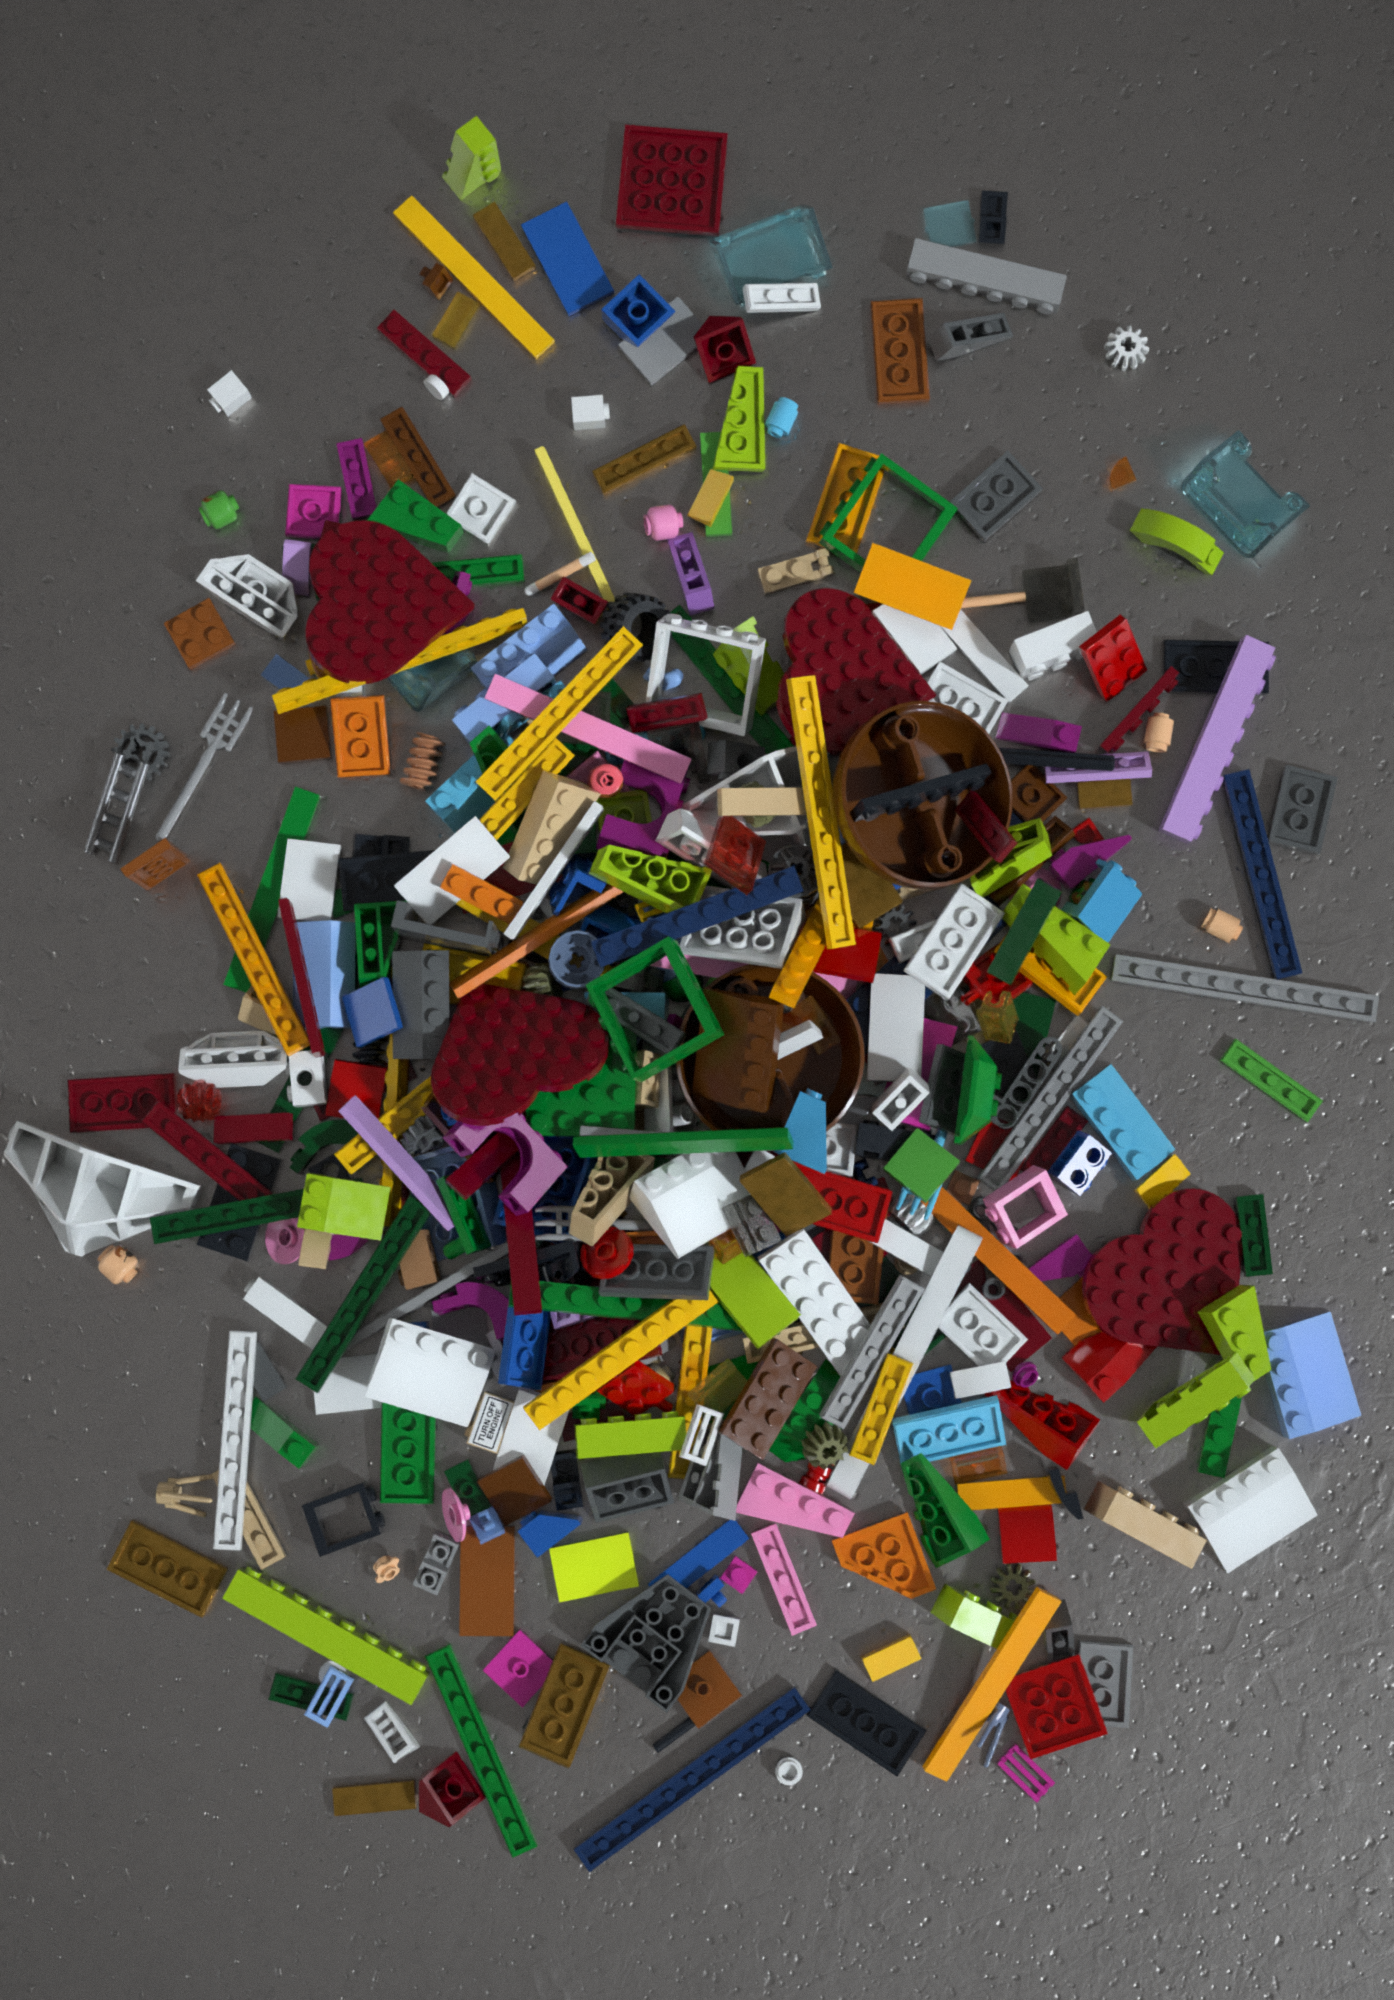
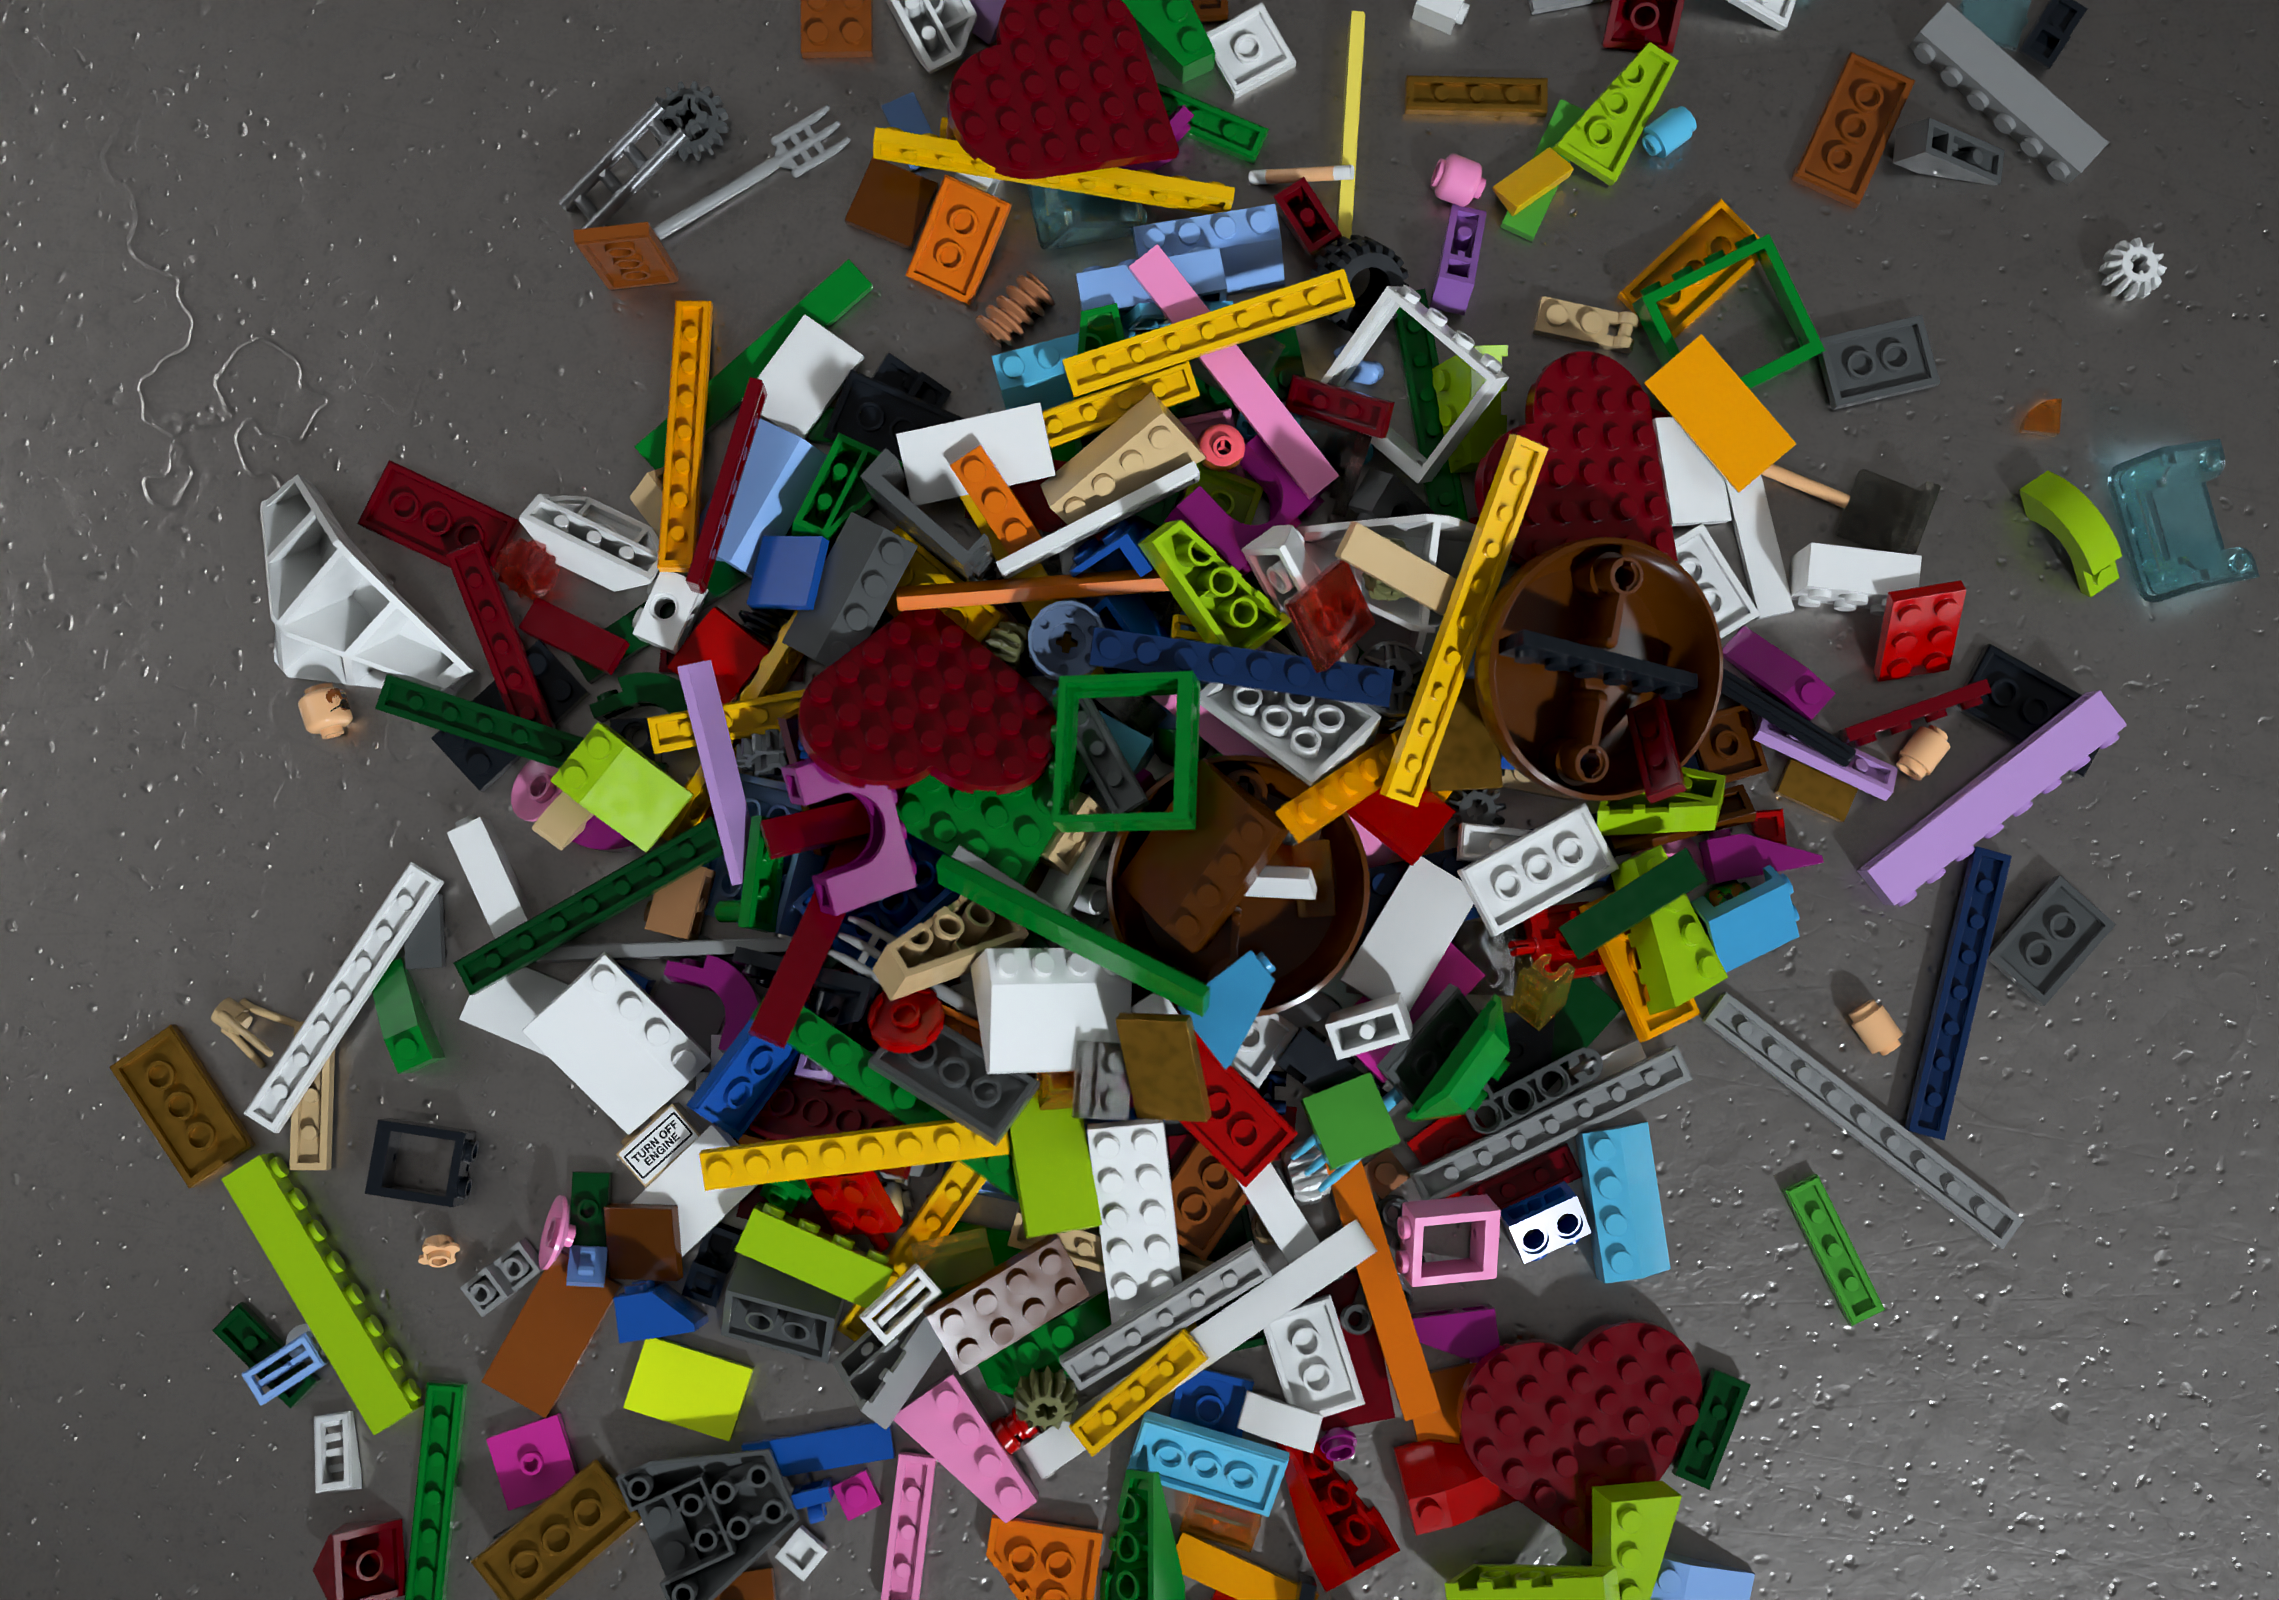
camera: 25 degrees right, 0 degrees up
(374, 1797) = (272, 1520): pearl gold tile -> none
(407, 1456) = (538, 1131): green tile -> none
(1162, 1180) = (1633, 1299): yellow slope -> none

